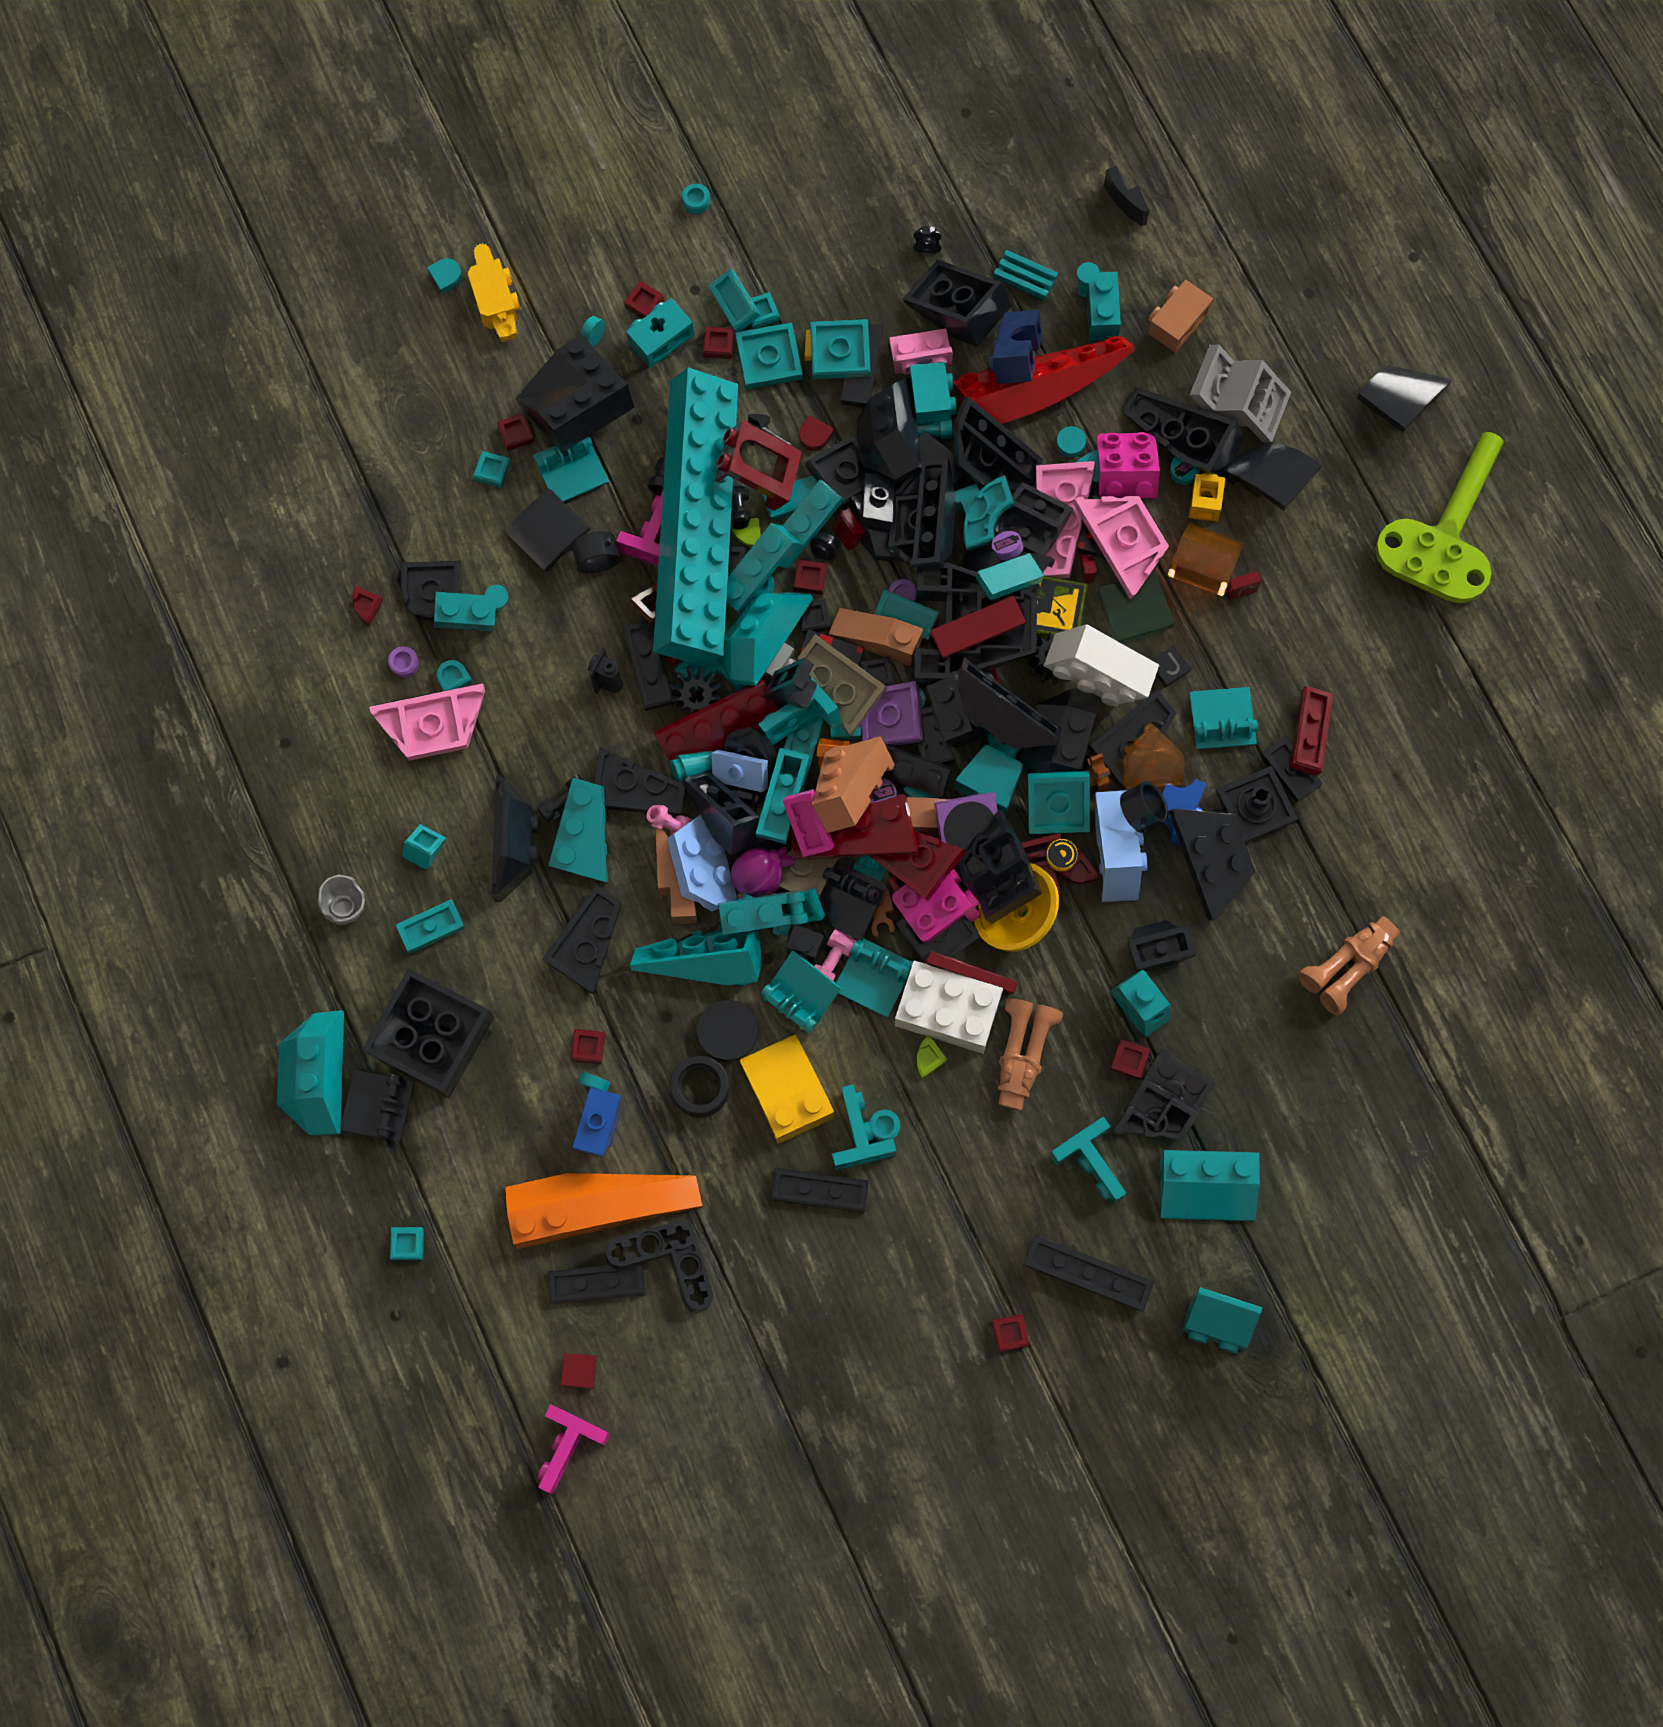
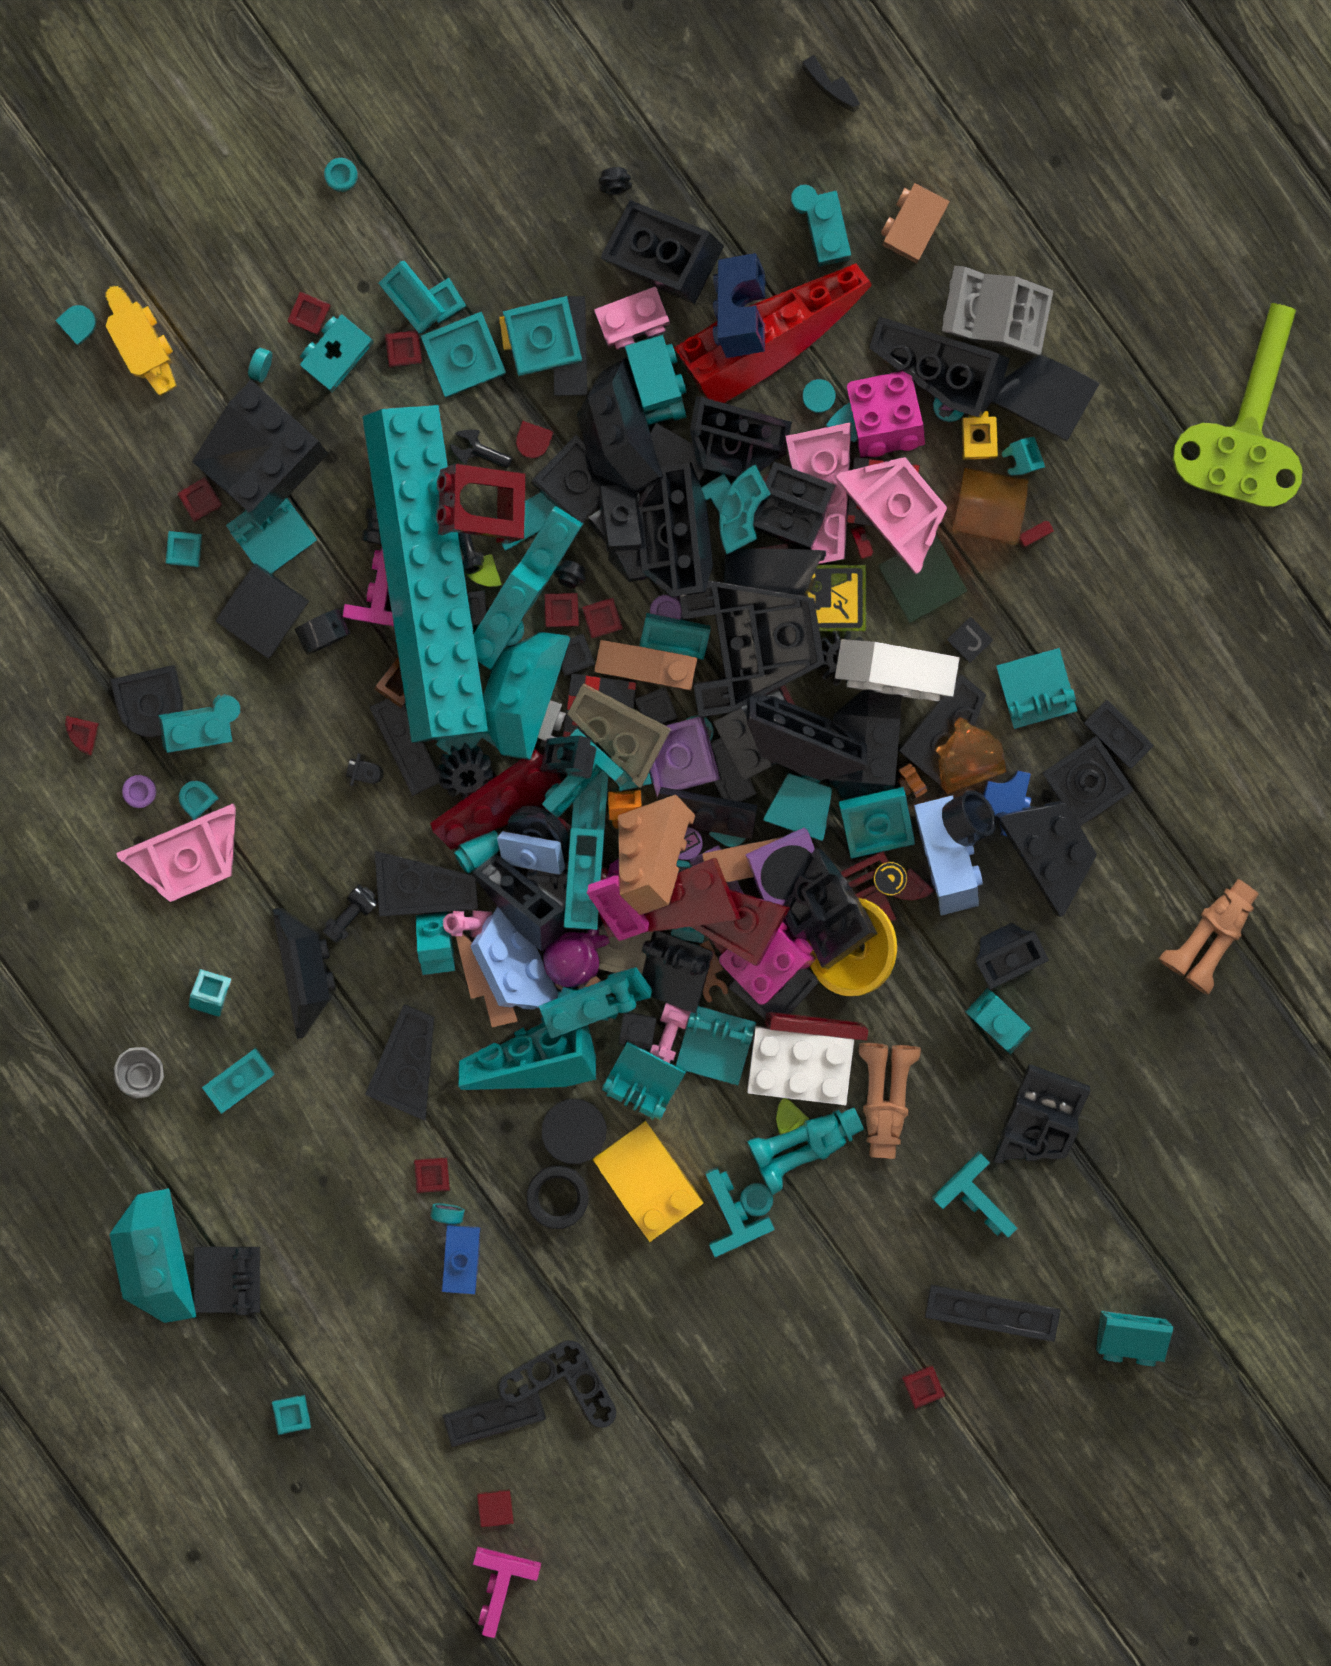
camera: 15 degrees left, 15 degrees up
(428, 1033) = (264, 1198): black slope -> none
(581, 833) = (376, 951): teal wing -> none
(593, 1202) = (473, 1336): orange wedge -> none
(635, 837) = (434, 944): none -> teal brick
(820, 1190) = (702, 1279): black tile -> none
(845, 590) = (602, 618): none -> dark red tile
(848, 529) = (593, 550): dark red tile -> none
(957, 1074) = (823, 1136): none -> teal piece
(978, 627) = (757, 650): dark red tile -> none
(1007, 545) = (771, 545): medium lavender tile -> none
(1009, 576) = (781, 586): teal tile -> none
(1021, 267) = (709, 181): teal tile -> none
(1130, 1059) = (998, 1081): dark red tile -> none
(1209, 1185) = (1100, 1199): teal slope -> none
(1246, 519) = (1026, 456): none -> teal tile
(1311, 730) = (1133, 687): dark red tile -> none
(1402, 394) = (1177, 273): black slope -> none

